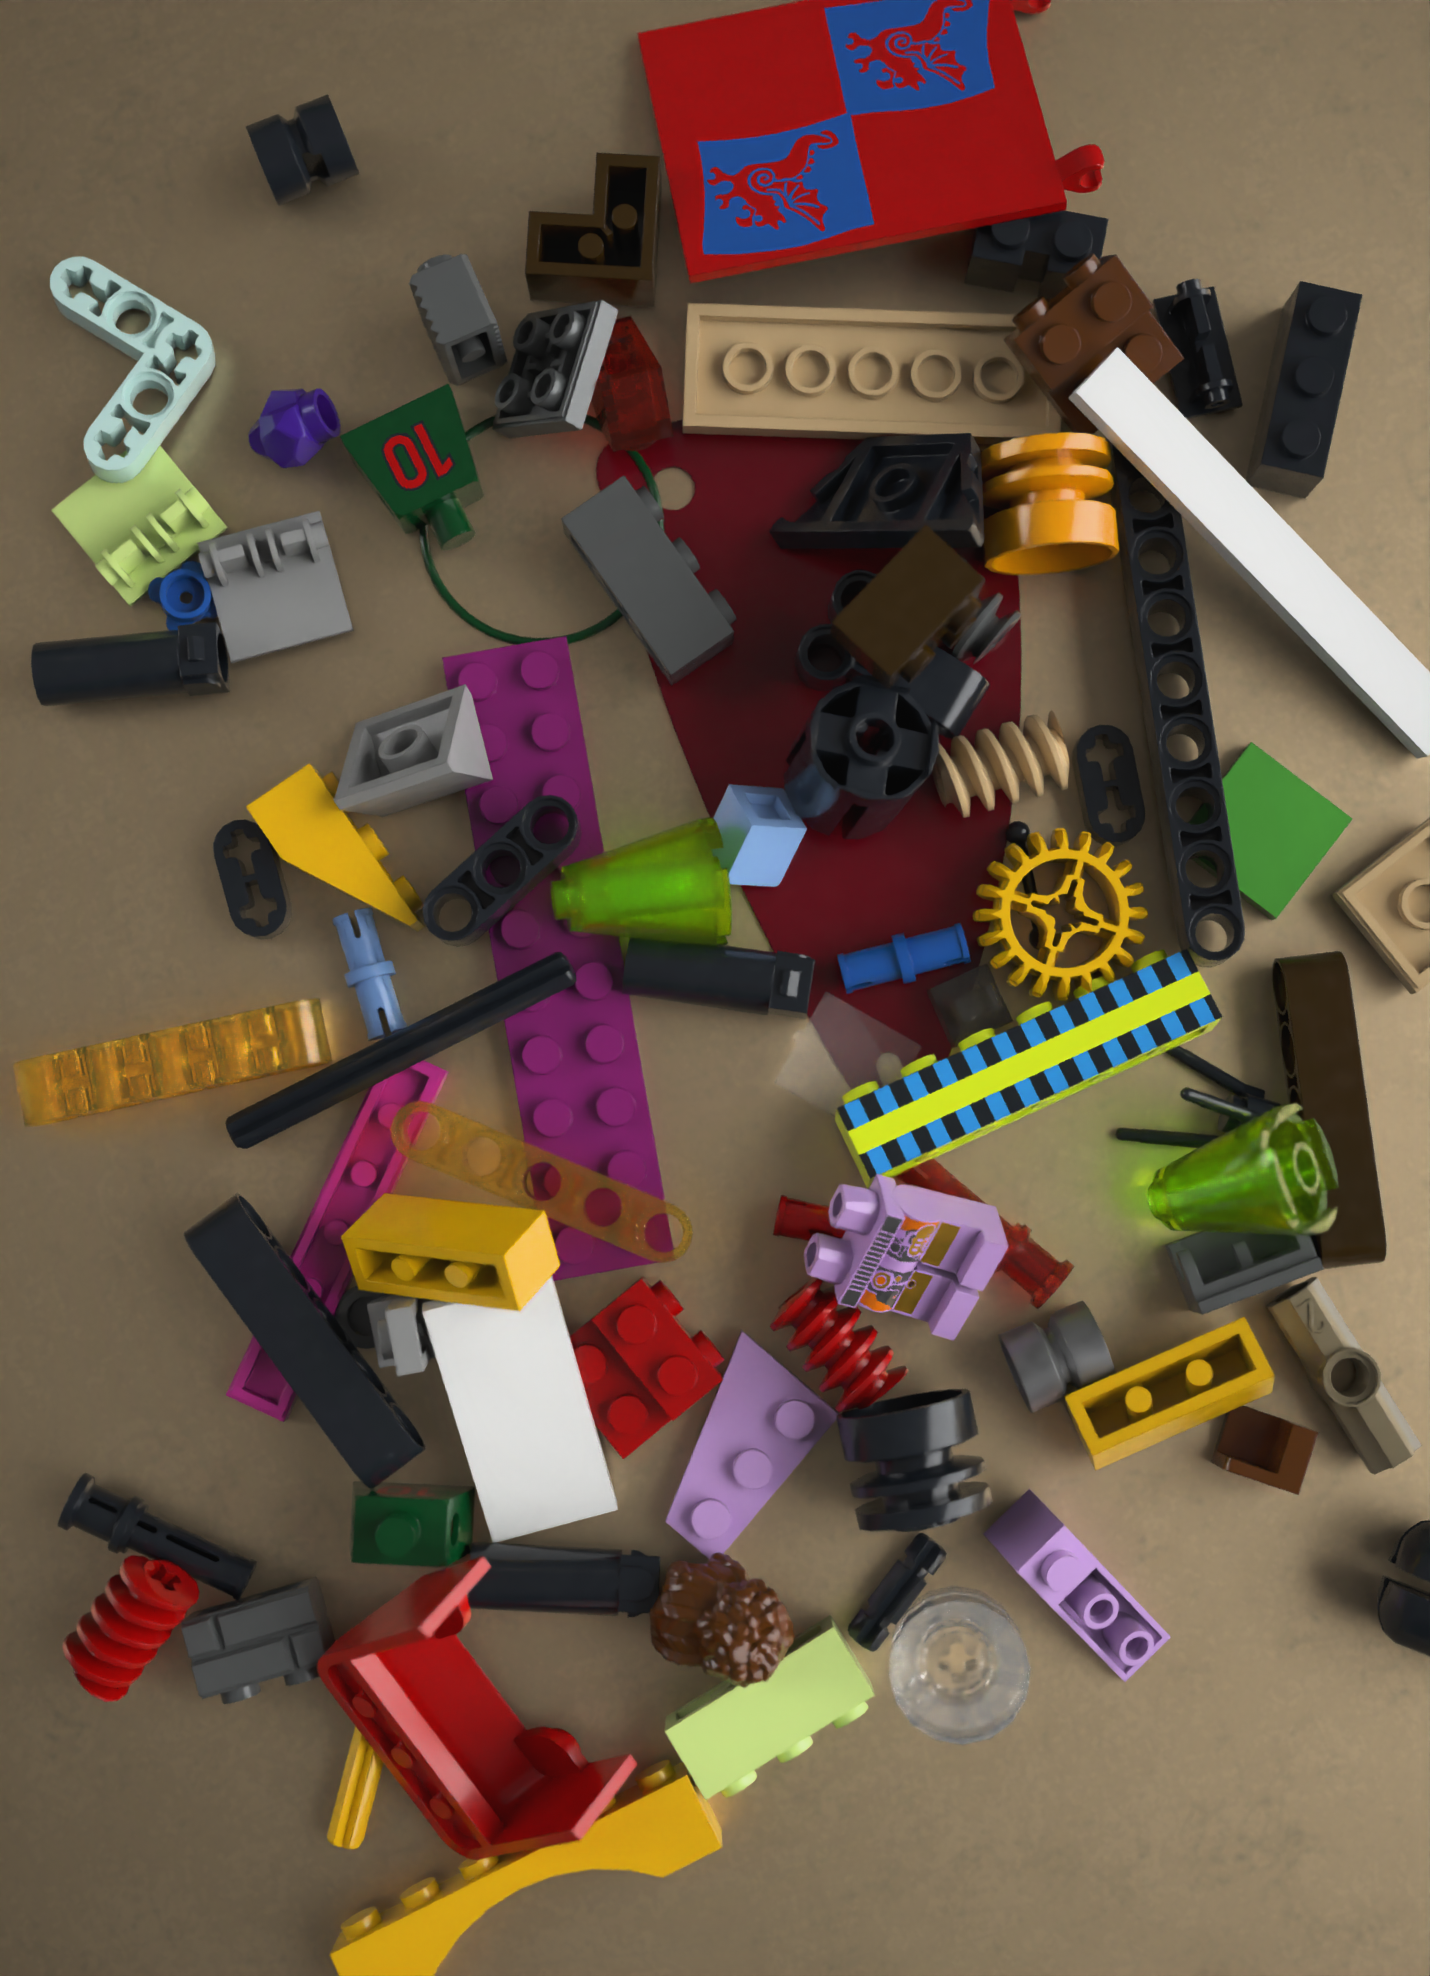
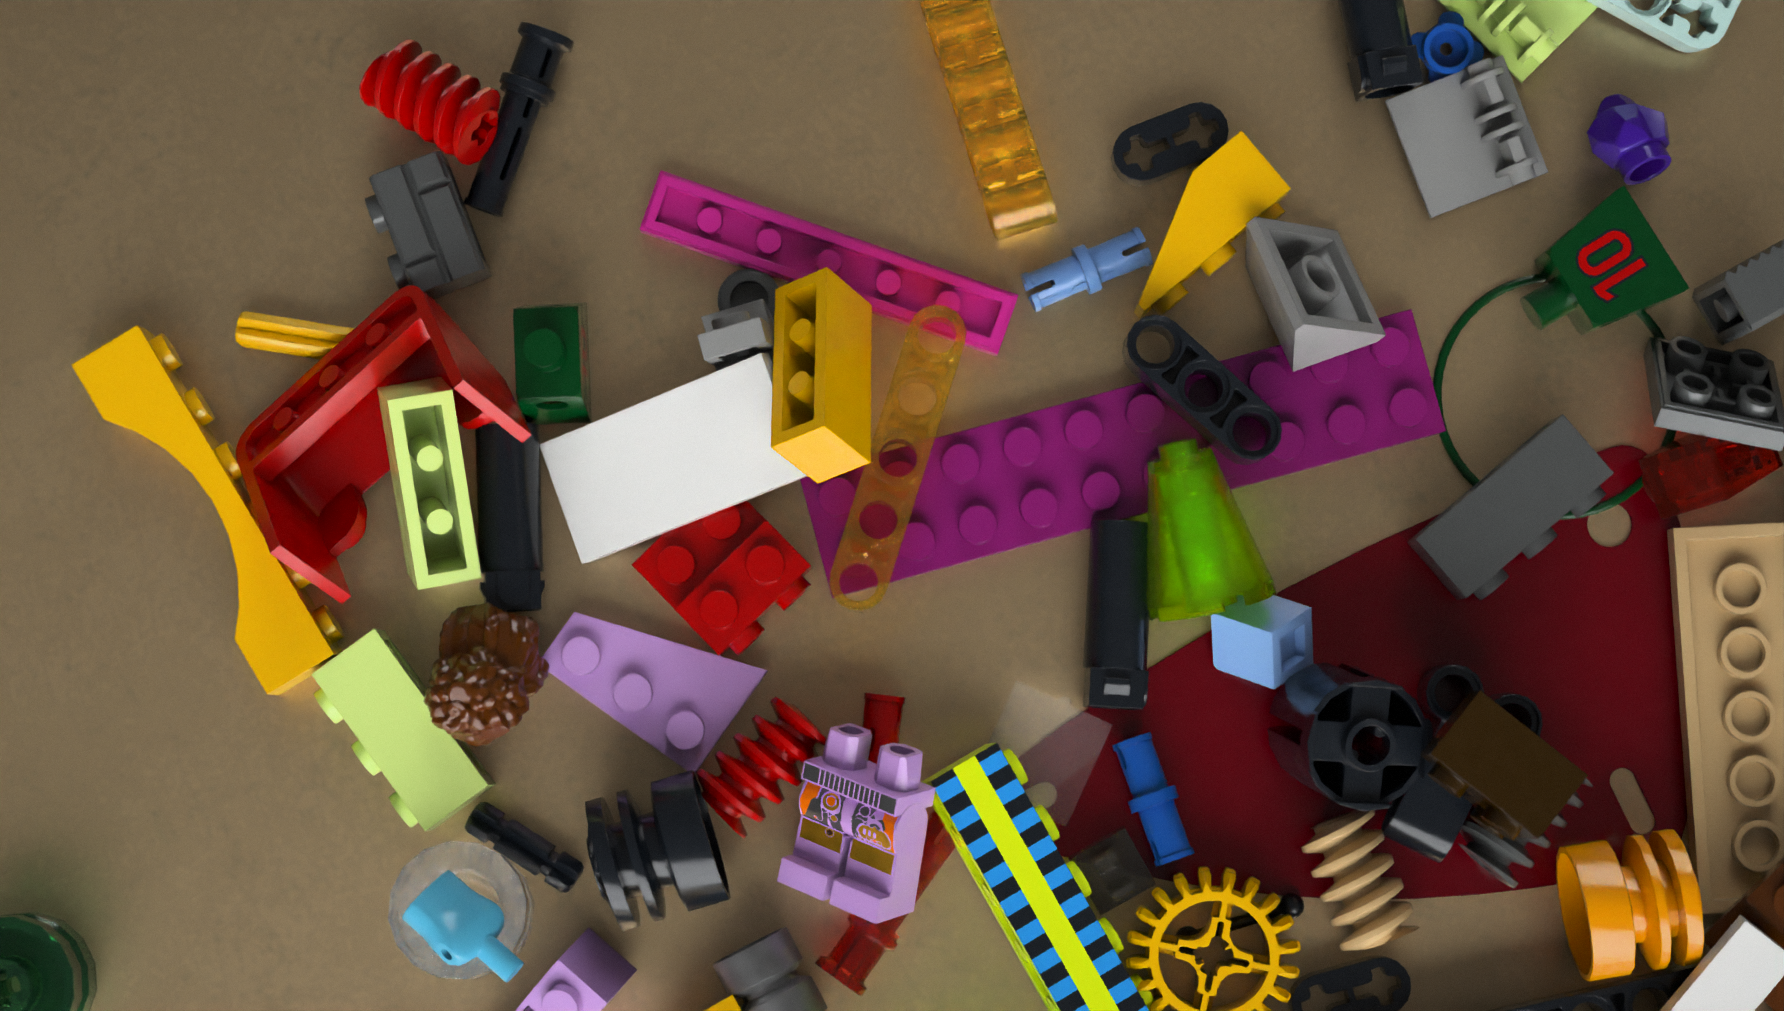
camera: 85 degrees right, 0 degrees up
(304, 1341) = (721, 241): black beam -> none
(401, 1050) = (1014, 308): black axle -> none
(521, 1662) = (429, 482): none -> yellowish green brick
(891, 492) = (1626, 746): black wing -> none
(976, 1669) = (461, 925): none -> medium azure piece

